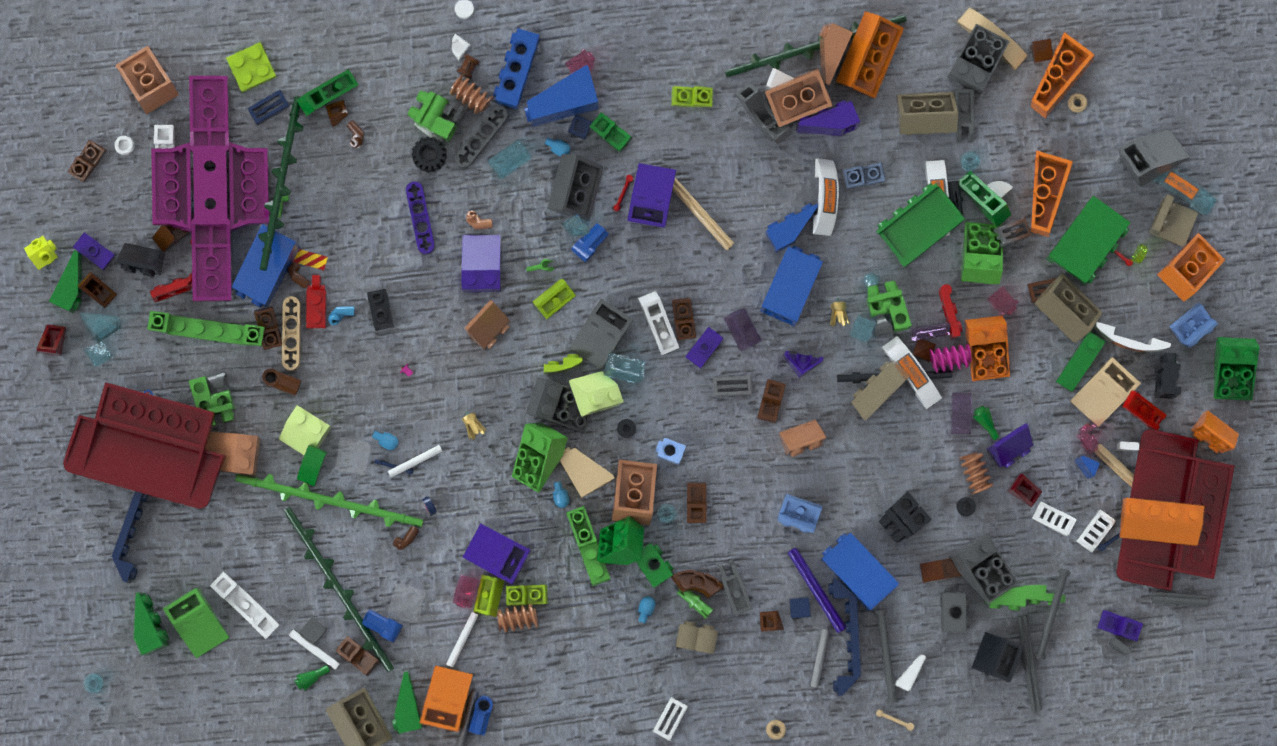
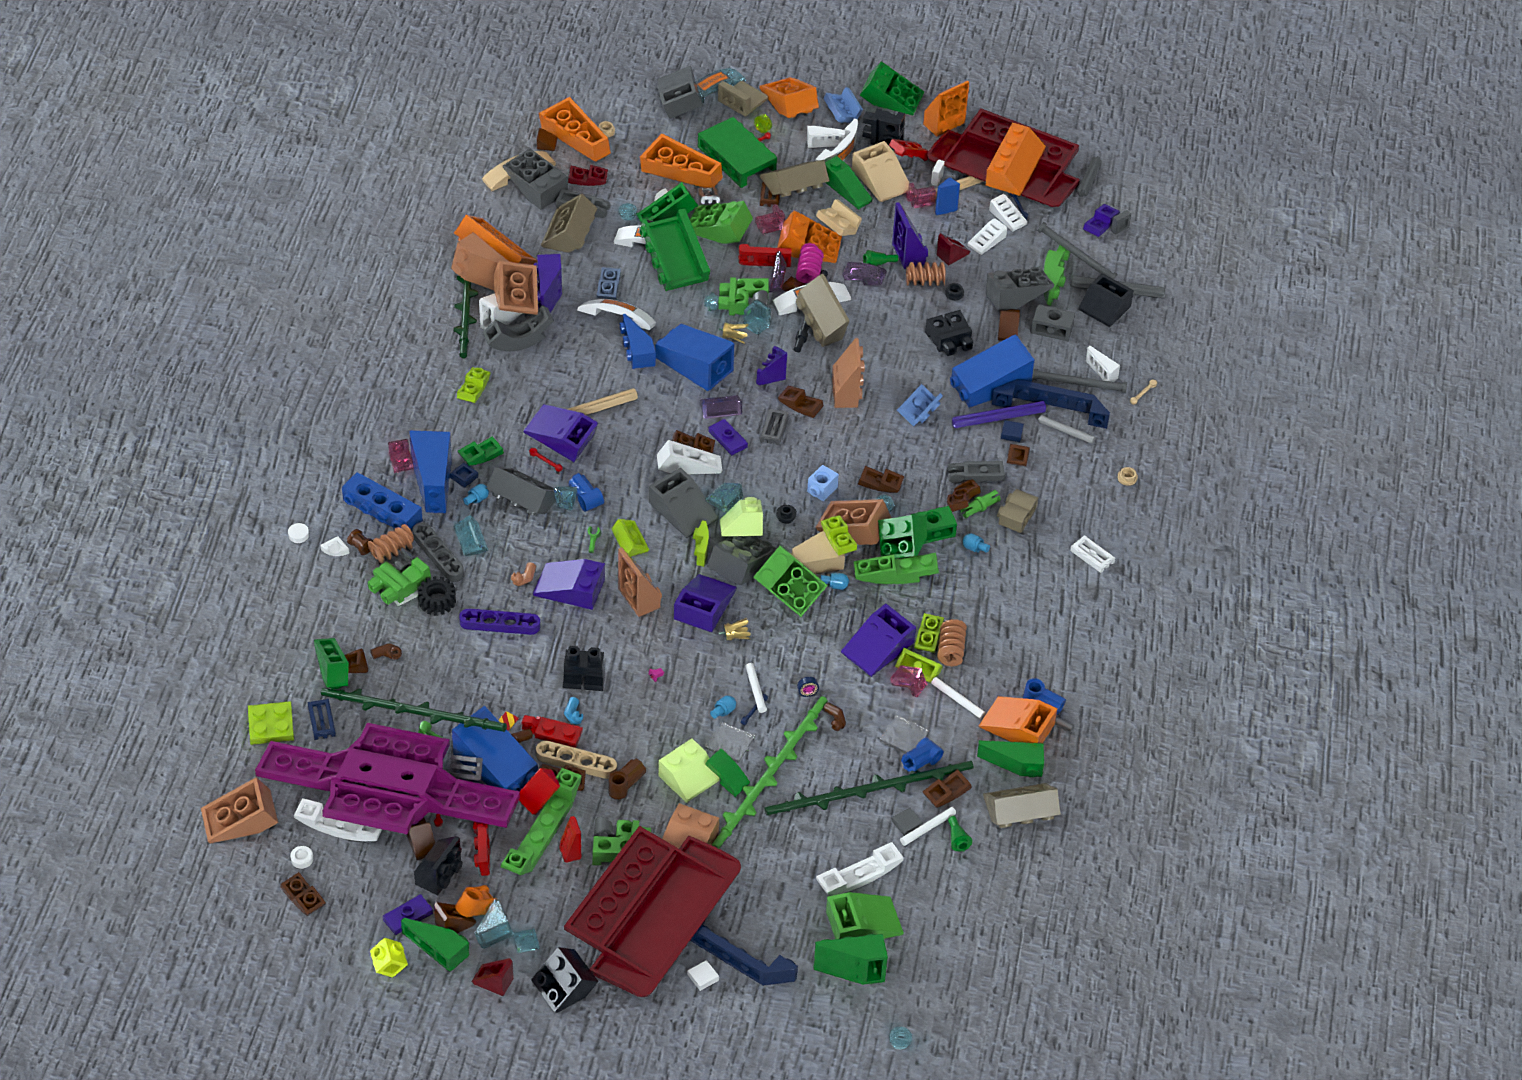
camera: 75 degrees left, 35 degrees down
(65, 398) = (564, 979): none -> black slope
(106, 507) = (703, 975): none -> white tile
(118, 304) = (474, 901): none -> orange piece
(197, 360) = (571, 841): none -> red slope
(238, 316) = (539, 790): none -> red slope
(242, 247) = (457, 767): none -> flat silver tile
(497, 387) = (703, 602): none -> dark purple slope
(599, 485) = (838, 535): none -> lime slope
(1006, 106) = (592, 177): none -> dark red slope
(1025, 368) = (840, 218): none -> tan bracket
(1139, 316) = (815, 135): none -> white slope

